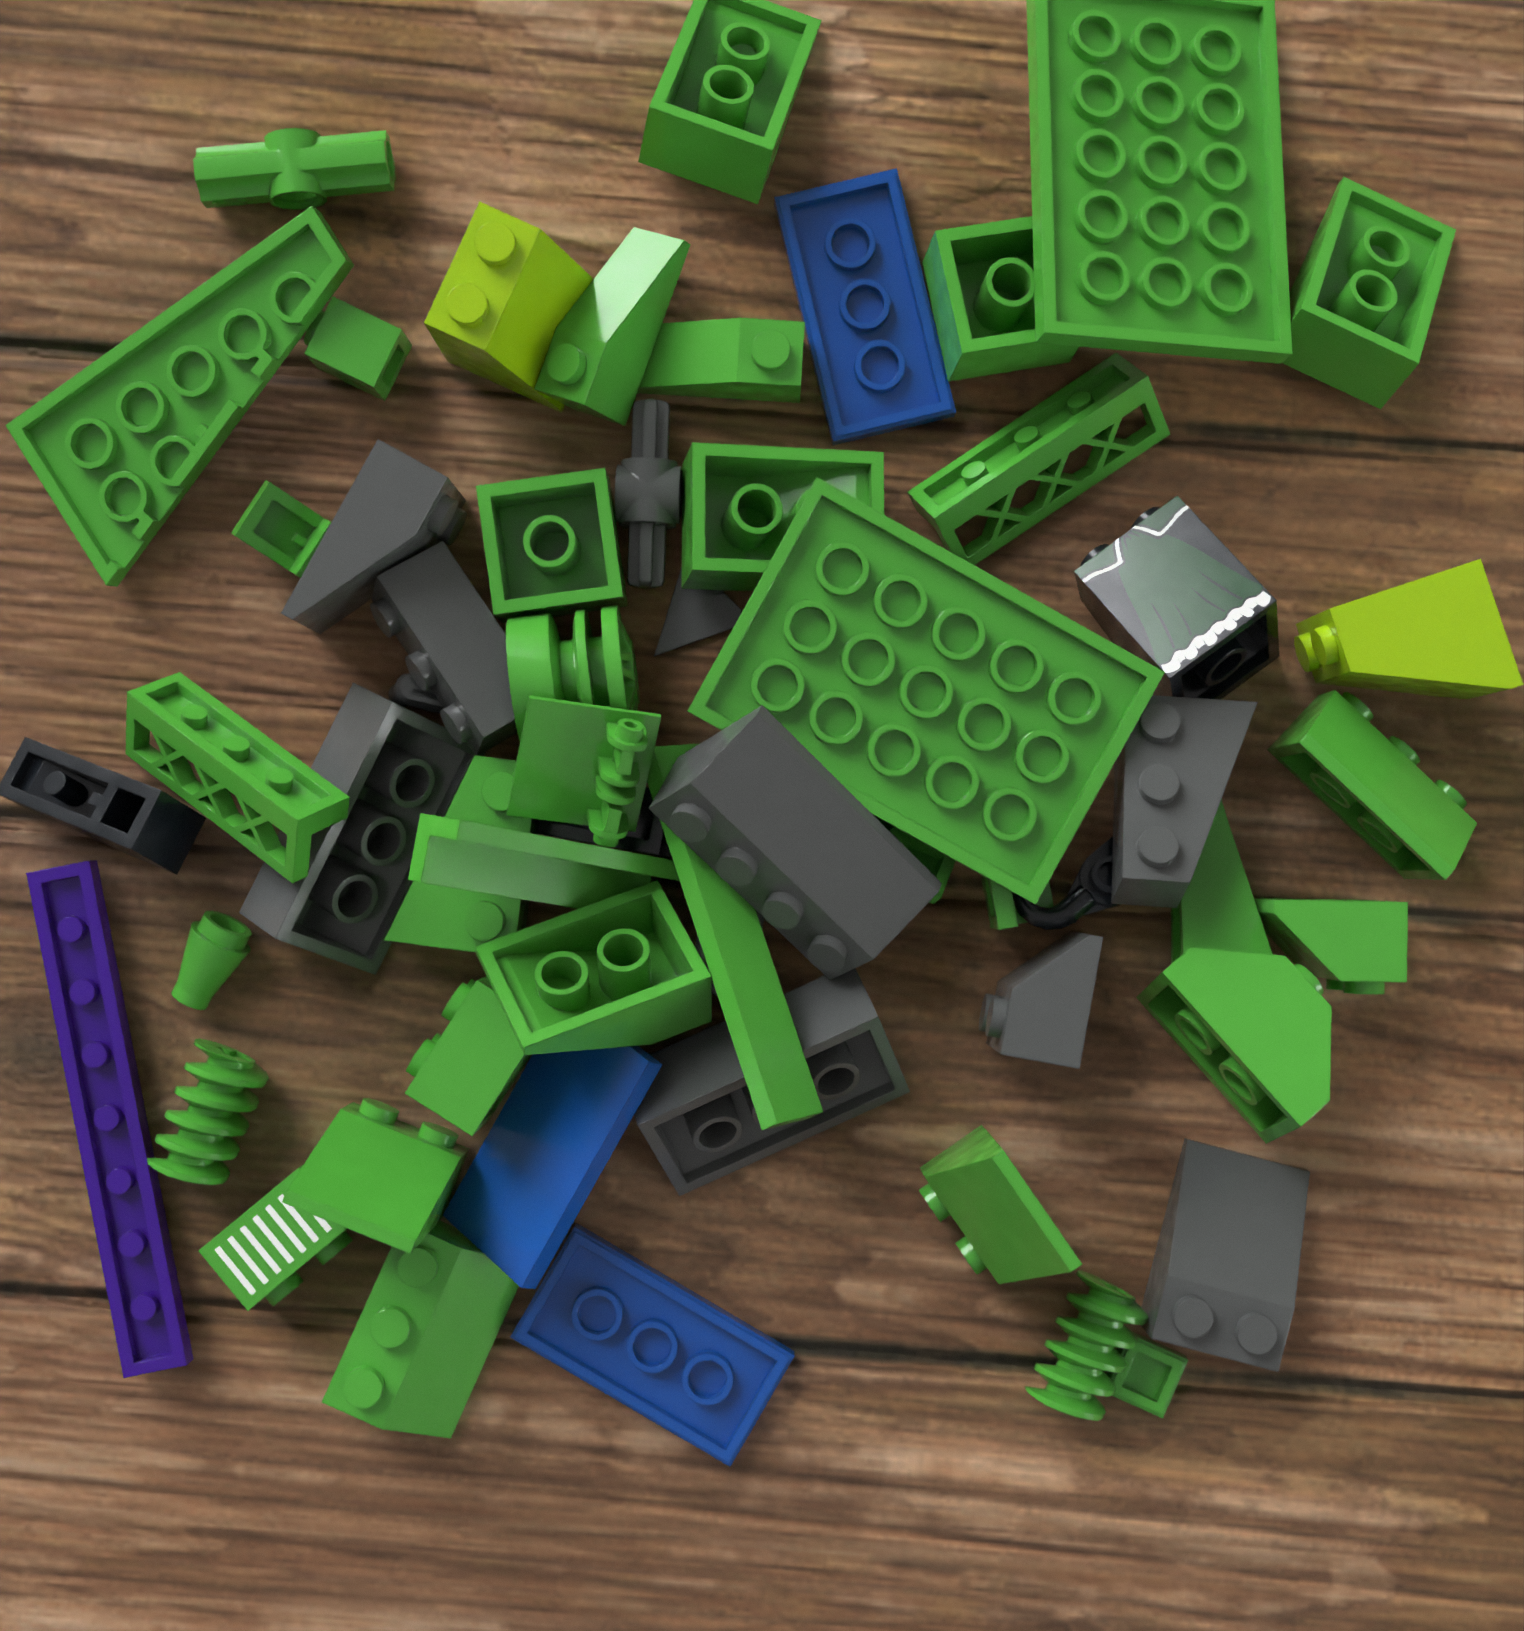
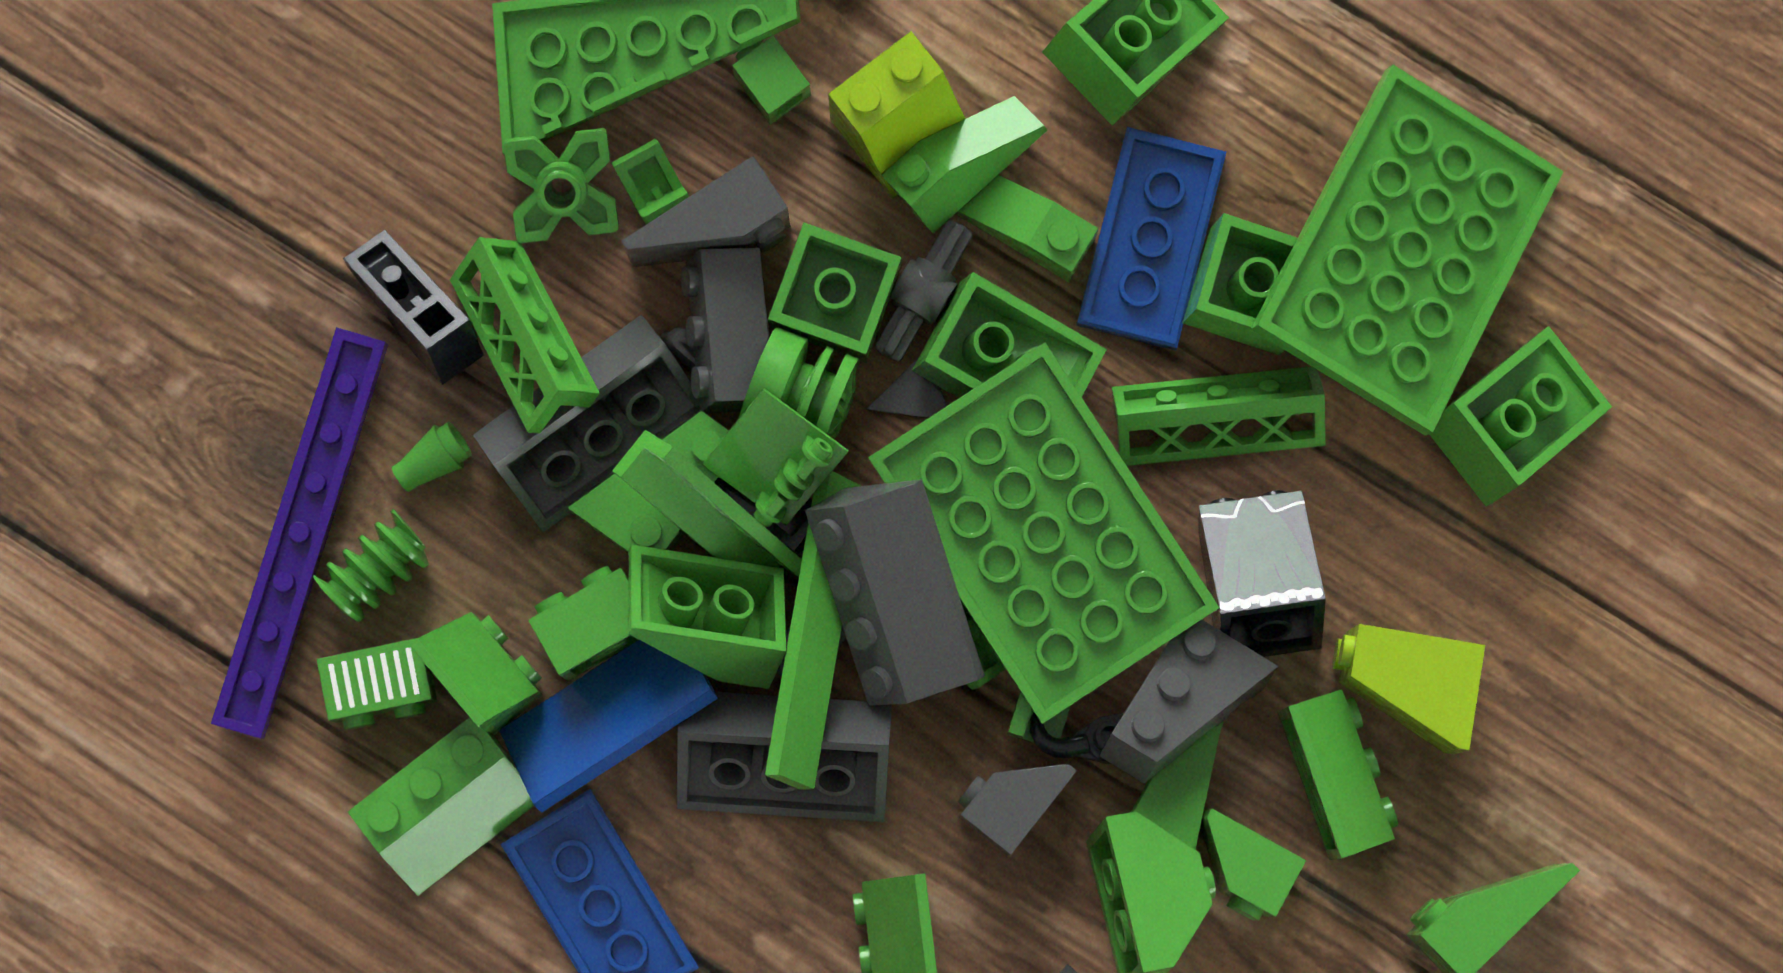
camera: 30 degrees right, 5 degrees down
(195, 550) = (544, 207): none -> bright green plant

